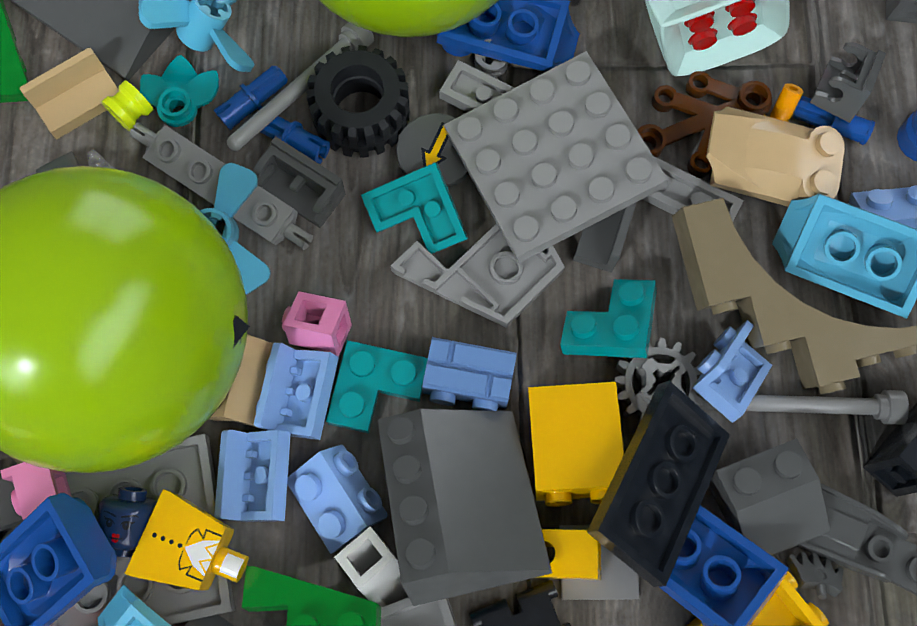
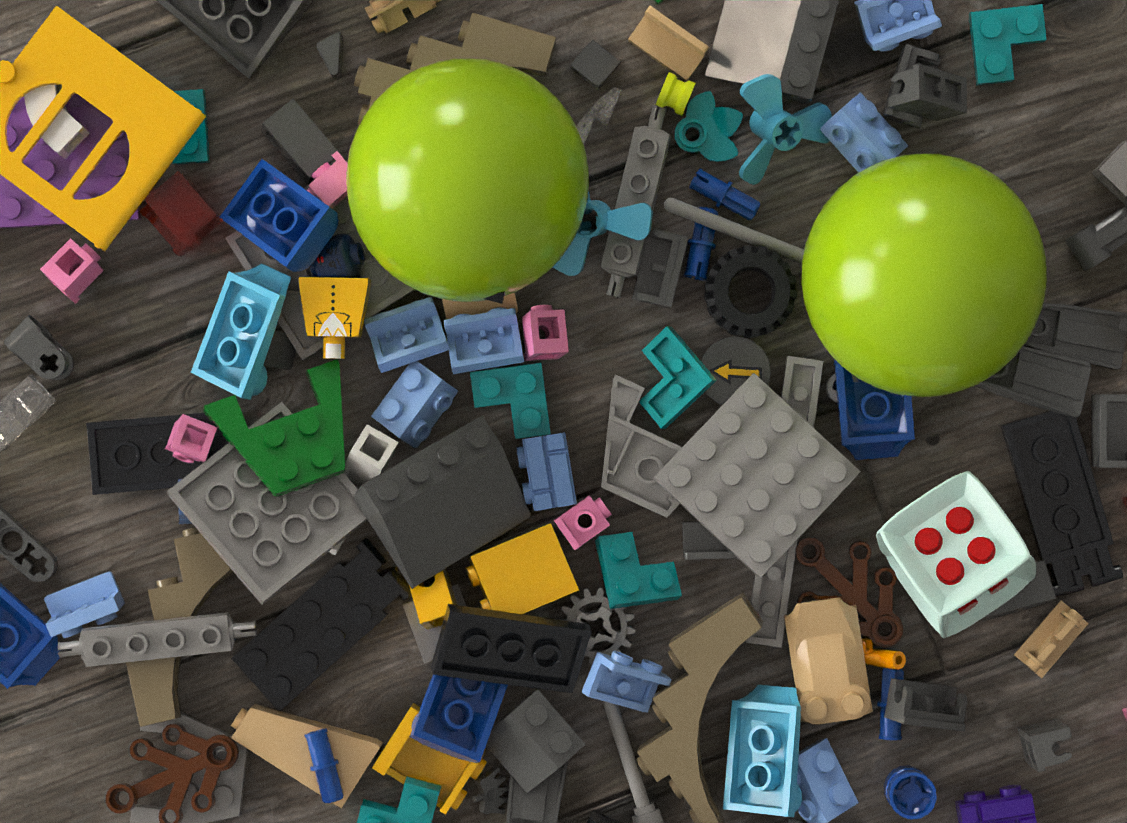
camera: 70 degrees right, 15 degrees up
(533, 370) = (569, 526): none -> bright pink brick

